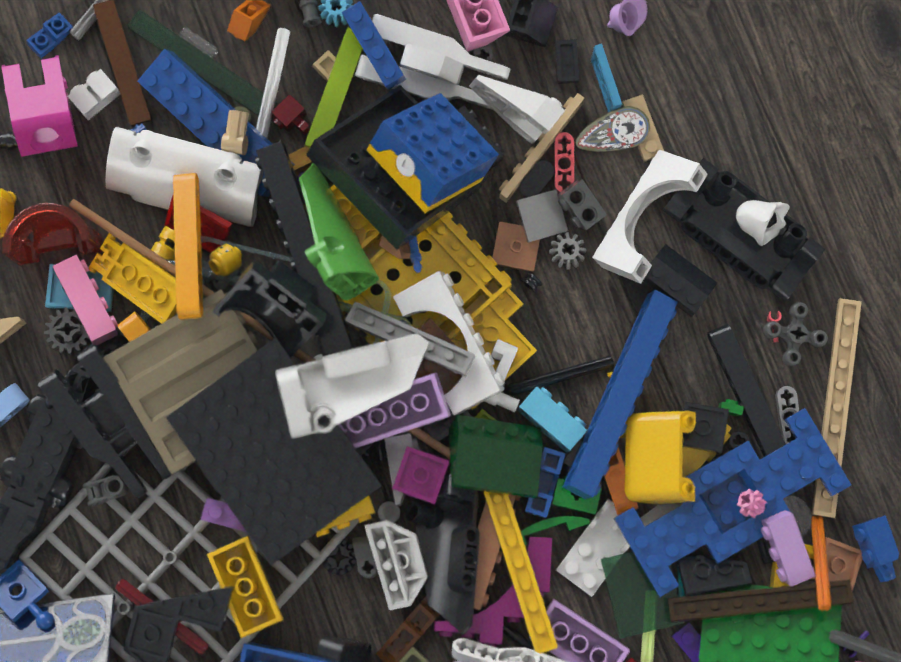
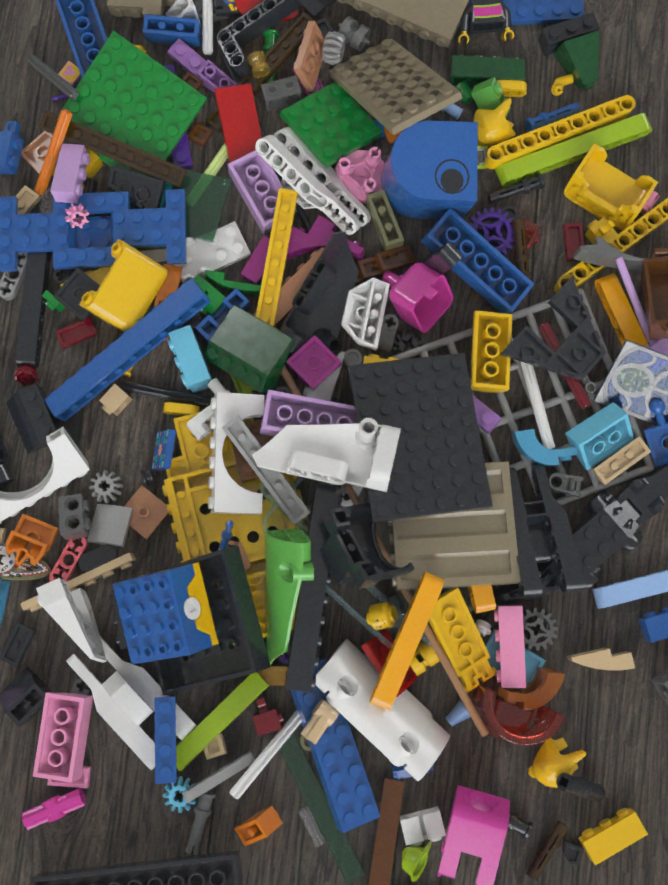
camera: 155 degrees left, 0 degrees up
(39, 269) = (537, 693): none -> dark orange arch
(57, 545) = (621, 460): none -> tan plate
(86, 60) = (414, 860): none -> lime piece
(90, 559) = (600, 435): none -> medium azure slope
(108, 212) = (458, 714): none -> medium blue cone
(123, 305) = (483, 627): none -> white plate
(139, 506) = (536, 453): none -> dark azure arch
(167, 554) = (538, 406): none -> white axle
(307, 40) = (218, 777): none -> light grey beam
(352, 609) = (419, 295): none -> dark pink piece
(529, 313) = (163, 450): none -> blue tile
(536, 366) = (180, 409): none -> yellow beam
(607, 340) = (115, 400): none -> tan brick
(610, 162) = (30, 539): none -> orange plate
(689, 389) = (76, 333): none -> dark red tile
(712, 319) = (26, 375): none -> dark red plate

